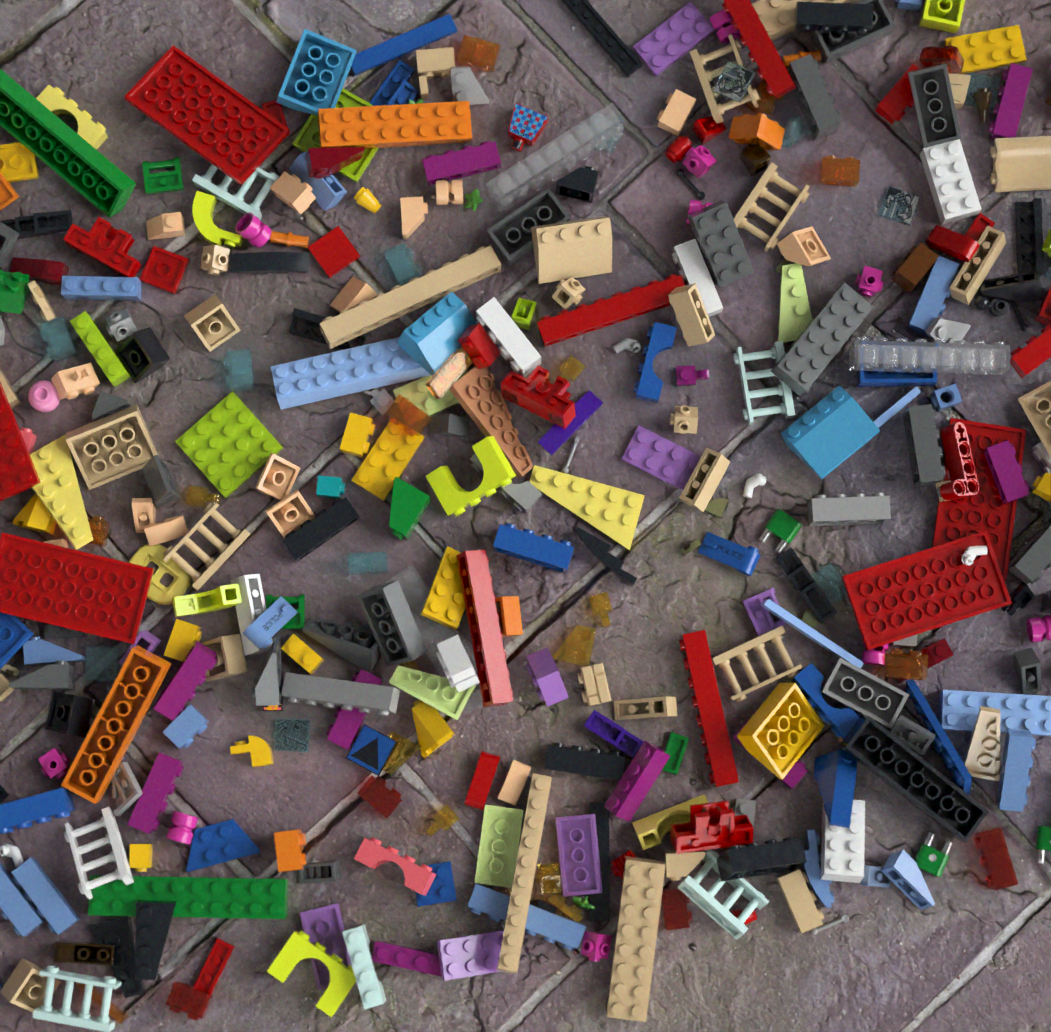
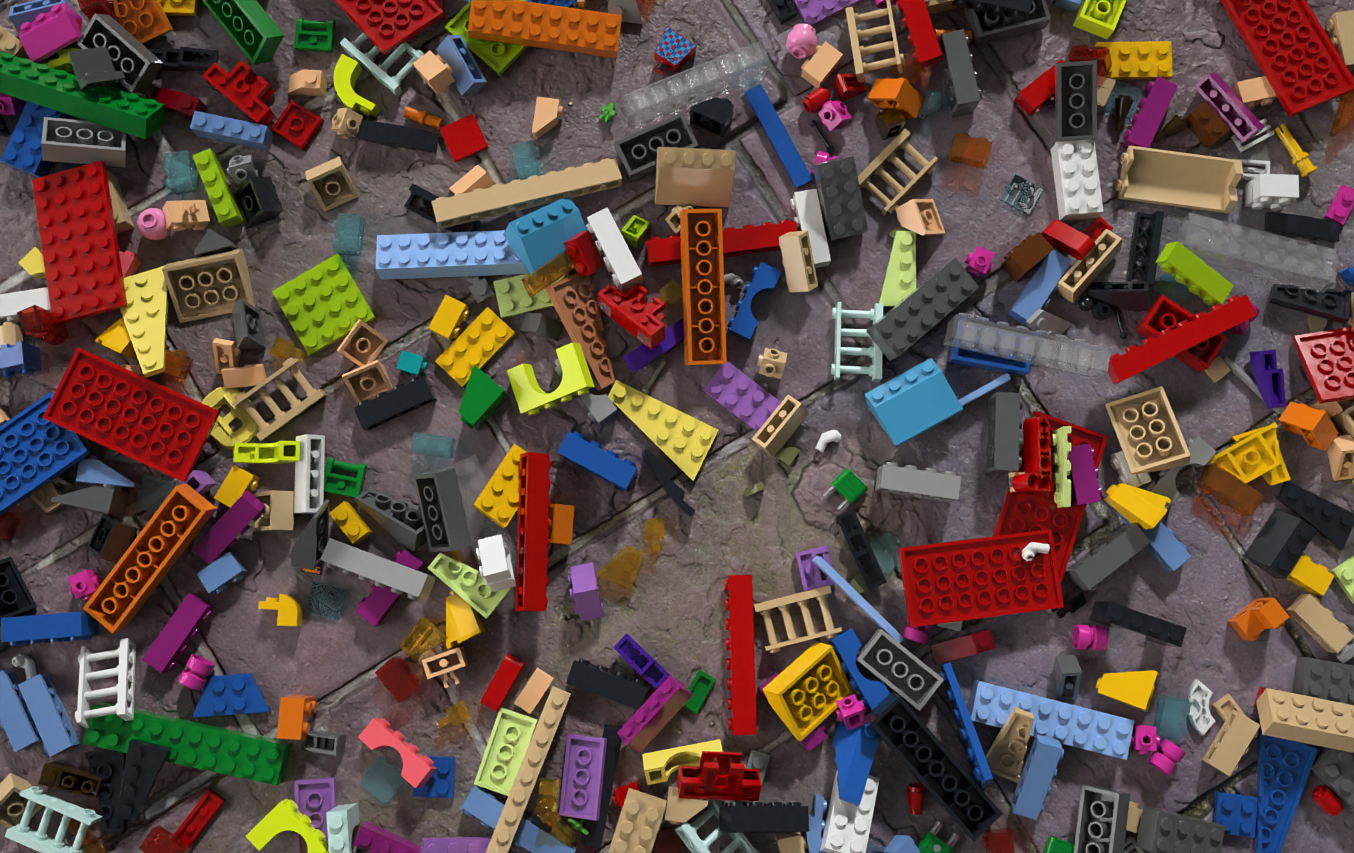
camera: 10 degrees right, 0 degrees up
(40, 298) = (171, 131): tan wing -> none
(124, 788) = (148, 622): light grey wing -> none
(140, 857) = (150, 693): yellow brick -> none
(253, 230) = (386, 98): dark pink wheel -> none
(269, 623) = (322, 485): medium blue door -> none
(327, 161) = (475, 47): dark red slope -> none
(367, 200) = (505, 94): yellow cone -> none
(371, 750) = (399, 631): piece -> none
(384, 897) = (382, 780): none -> clear light blue piece
(408, 415) = (502, 308): clear orange brick -> none
(424, 771) = (445, 663): none -> light nougat brick
(449, 192) = (580, 99): light nougat wheel -> none
(462, 163) = (603, 75): magenta brick -> none
(594, 684) = (632, 608): tan brick -> none
(603, 358) = (703, 286): none -> orange brick
(645, 708) = (678, 641): tan slope -> none
(647, 192) = (778, 136): none -> blue tile
(652, 92) = (801, 41): none -> bright pink piece
(687, 375) = (783, 321): magenta plate -> none
(729, 553) = (791, 503): blue door -> none
(734, 82) = (883, 43): piece -> none
(825, 743) = (851, 712): none -> dark pink brick
(903, 813) = (916, 798): none -> red cone
(906, 665) = (946, 649): clear orange brick -> none
(912, 734) = (939, 720): dark grey bracket -> none
(953, 394) = (1041, 387): medium blue brick -> none
(986, 467) = (1062, 466): none -> yellowish green wing
(1036, 110) = (1175, 125): none -> dark brown cone

